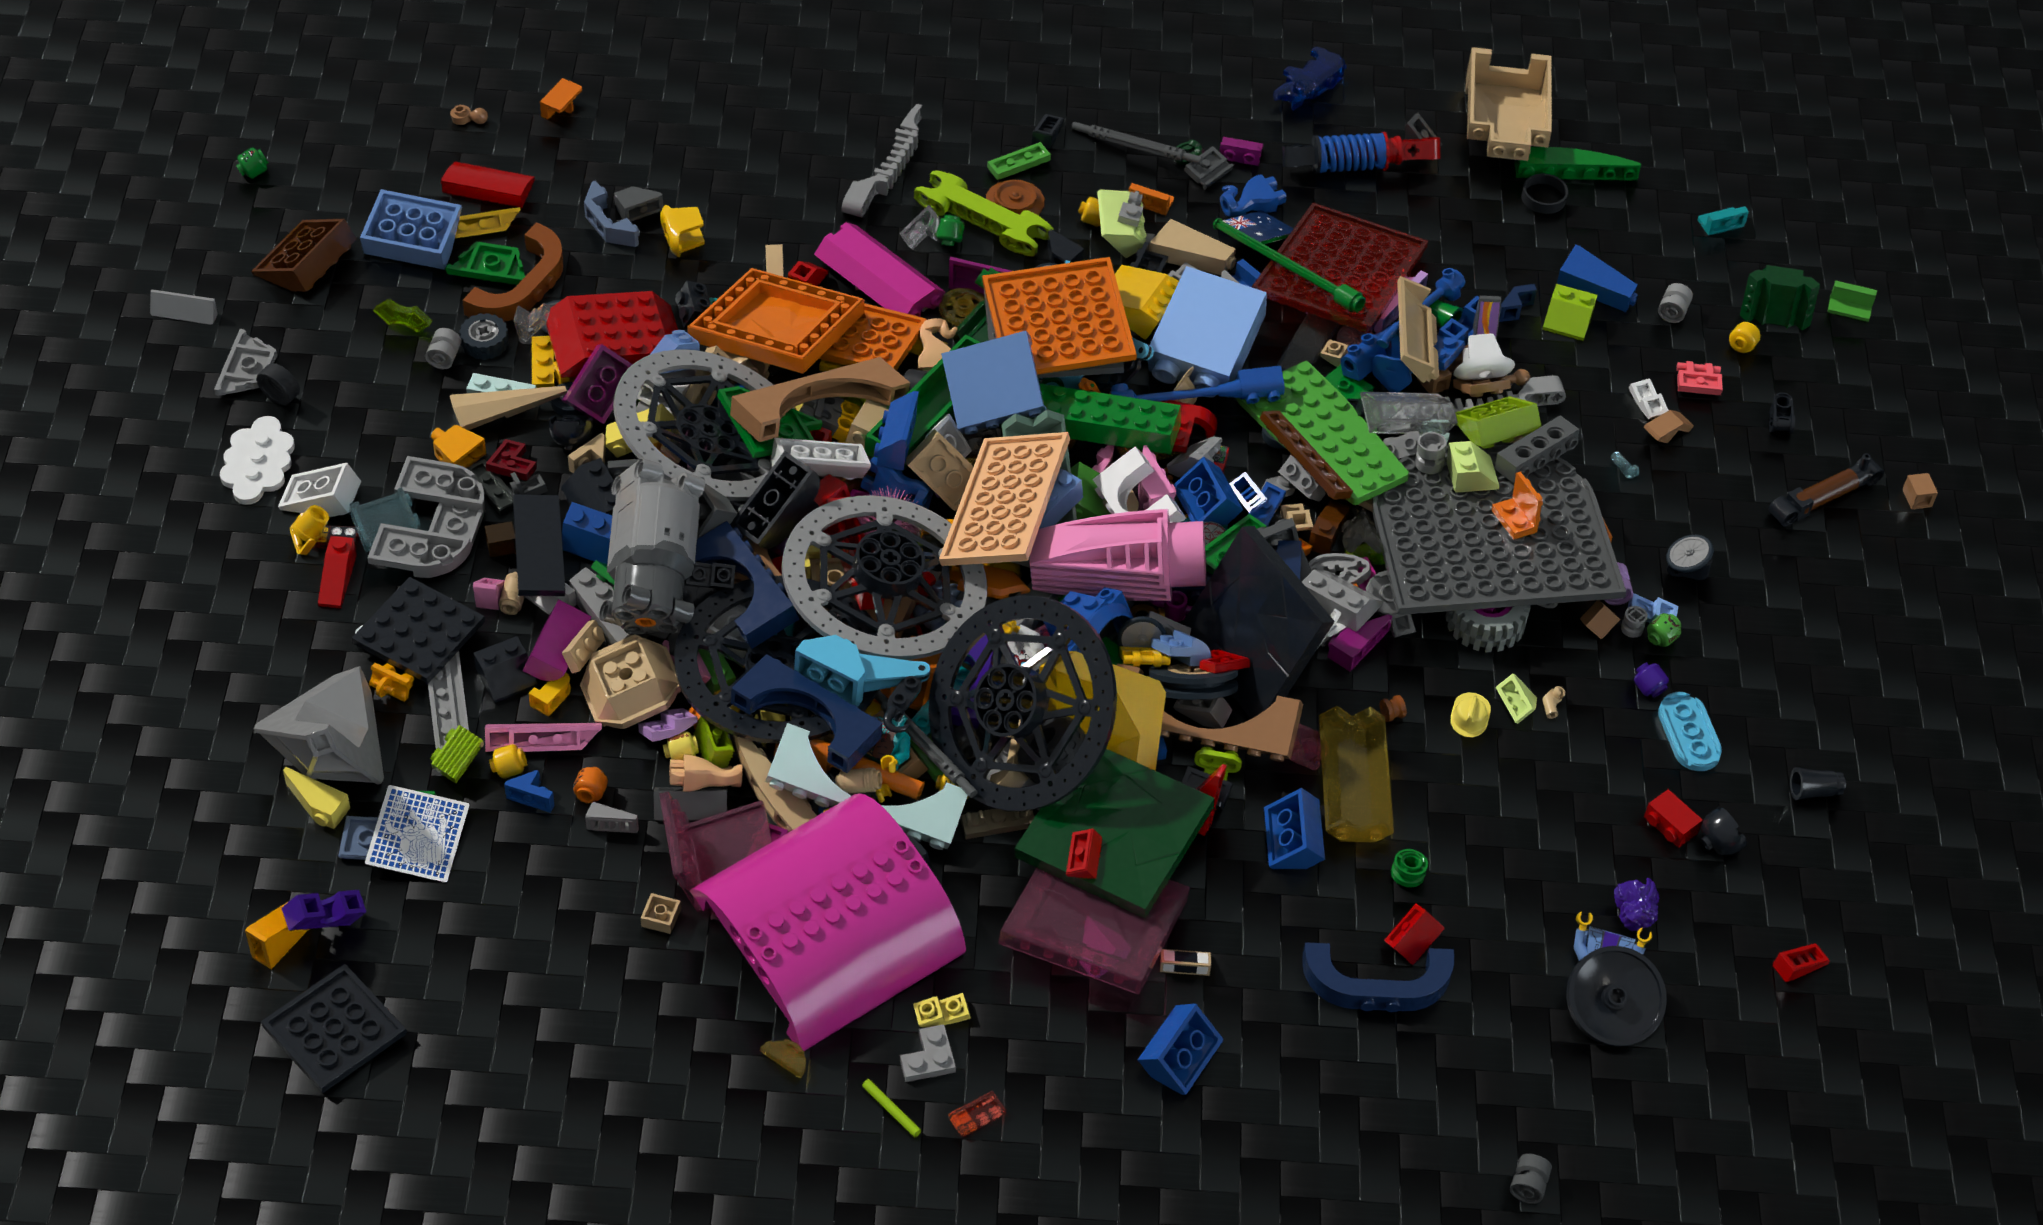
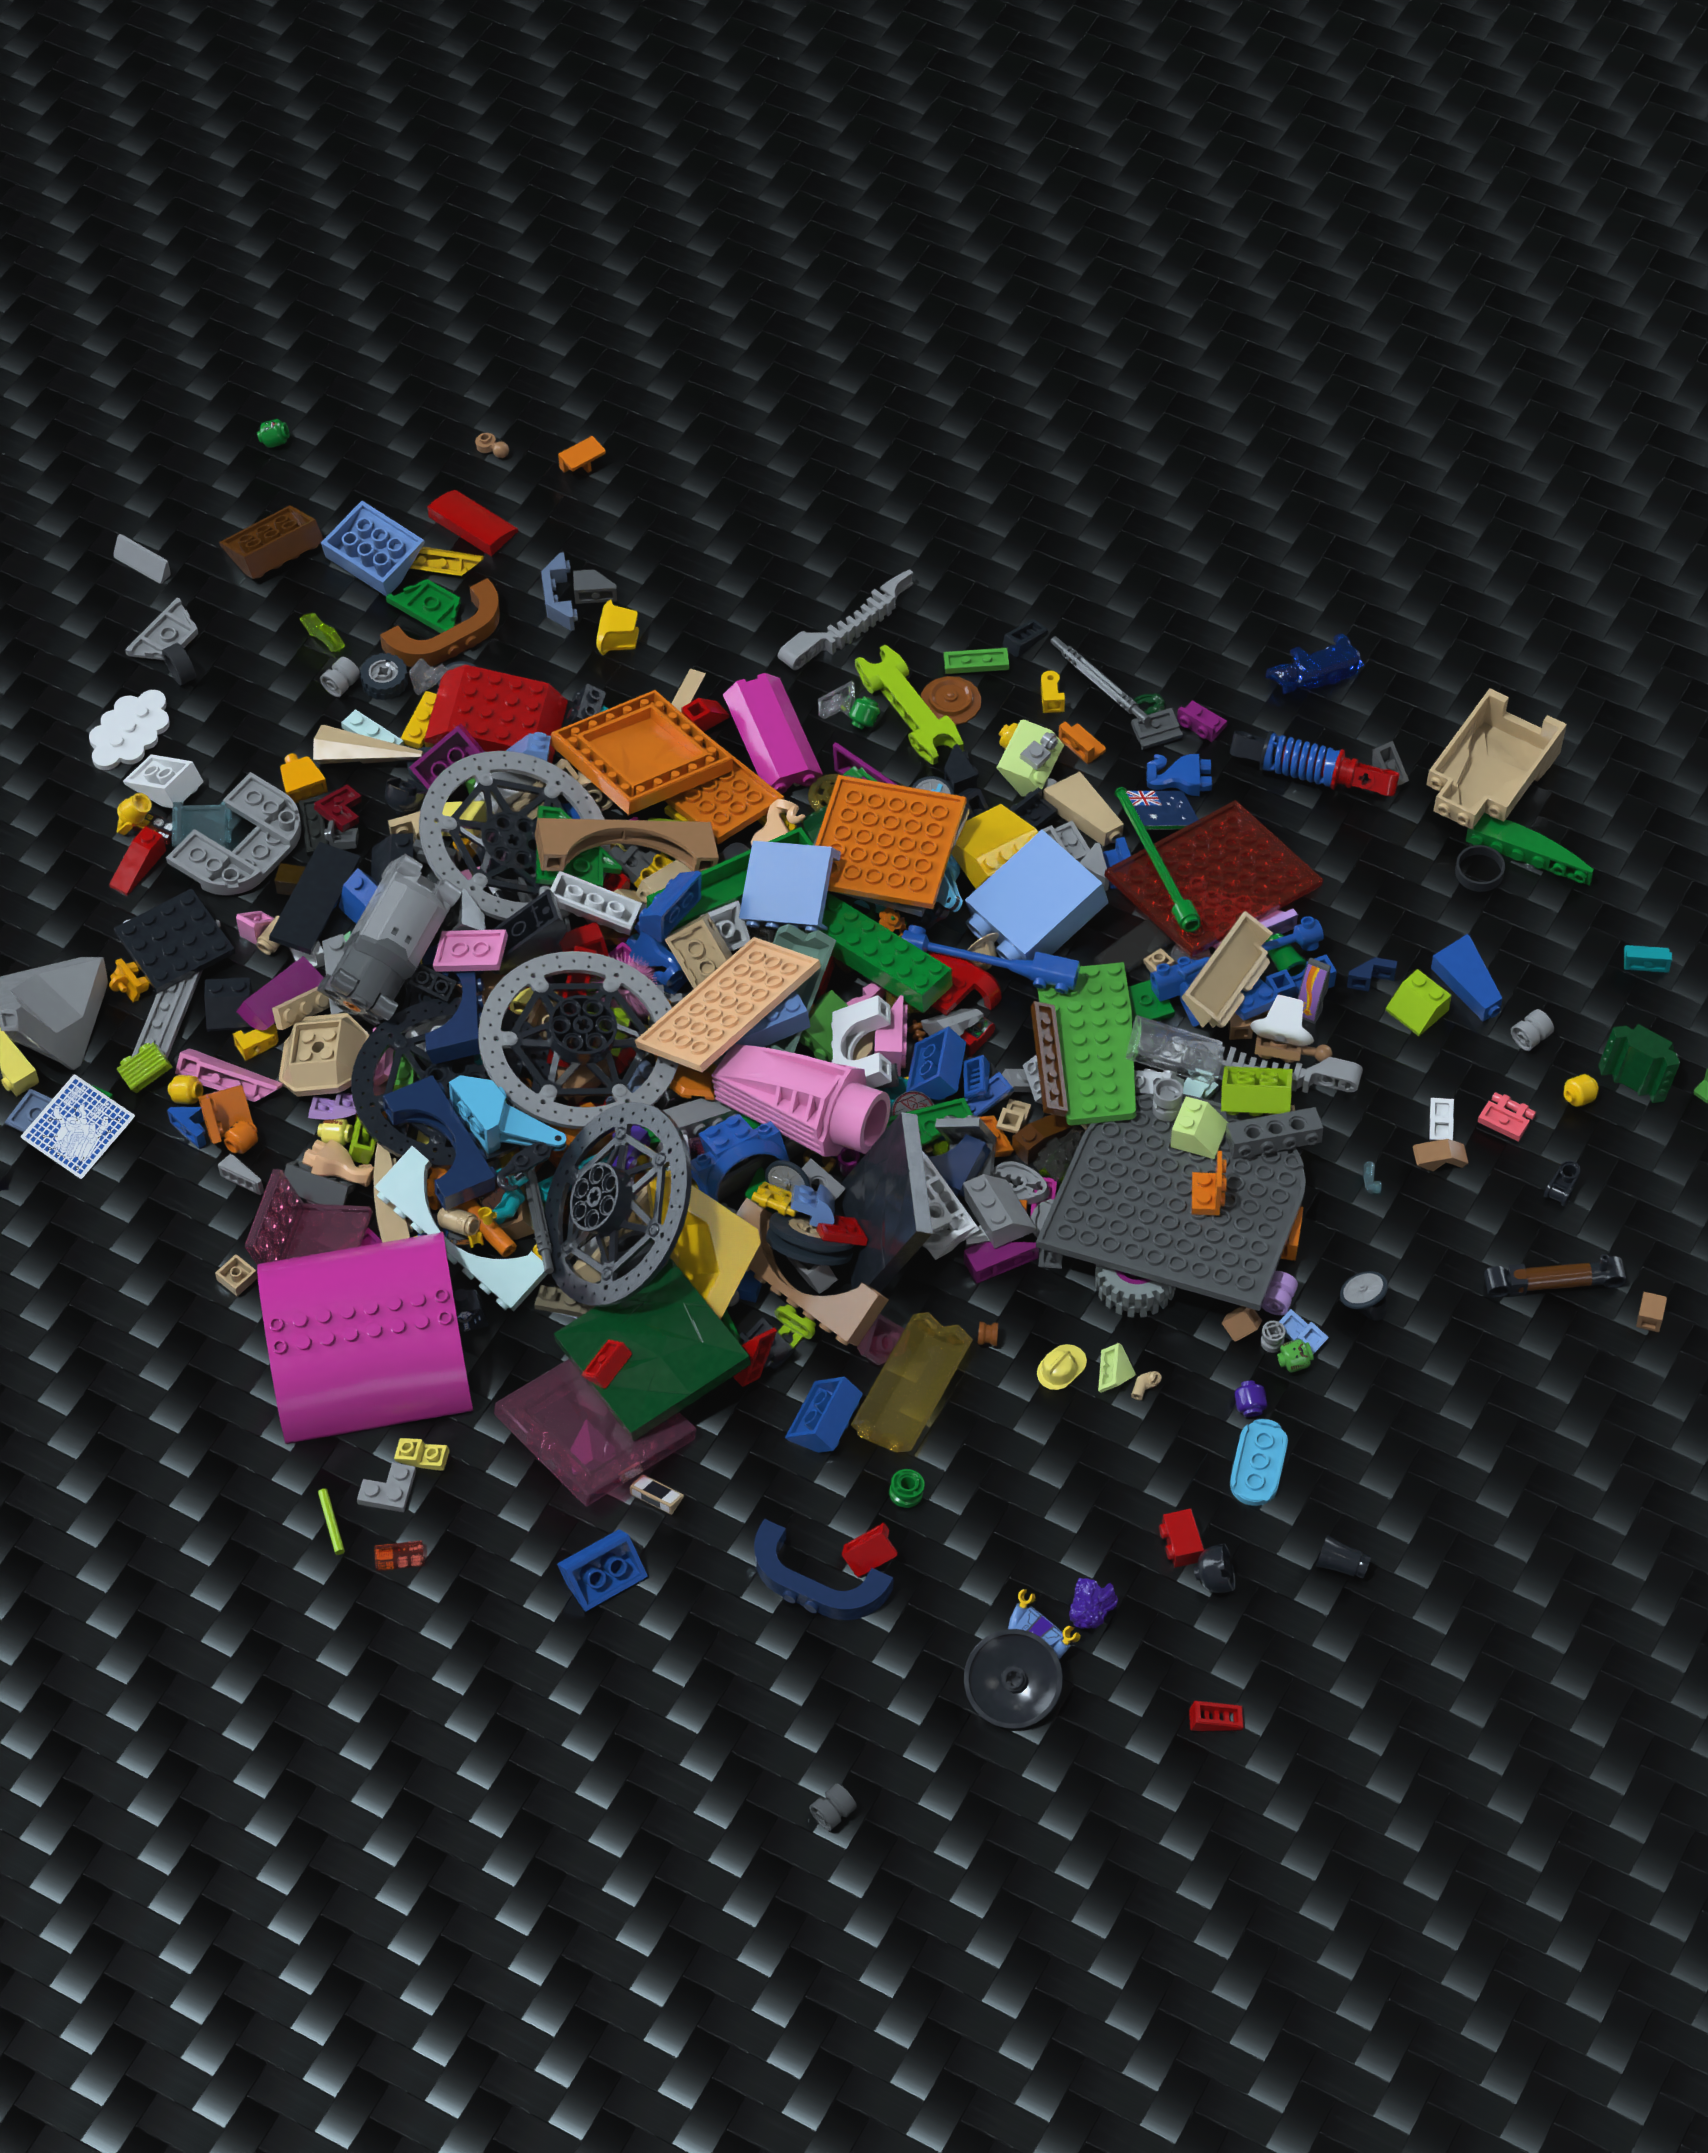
camera: 30 degrees right, 5 degrees up
(560, 767) = (223, 1109): none -> orange bracket
(736, 531) = (470, 950): none -> bright pink plate
(786, 1054) = (271, 1441): clear yellow plate -> none
(1100, 167) = (1051, 699): none -> yellow leg

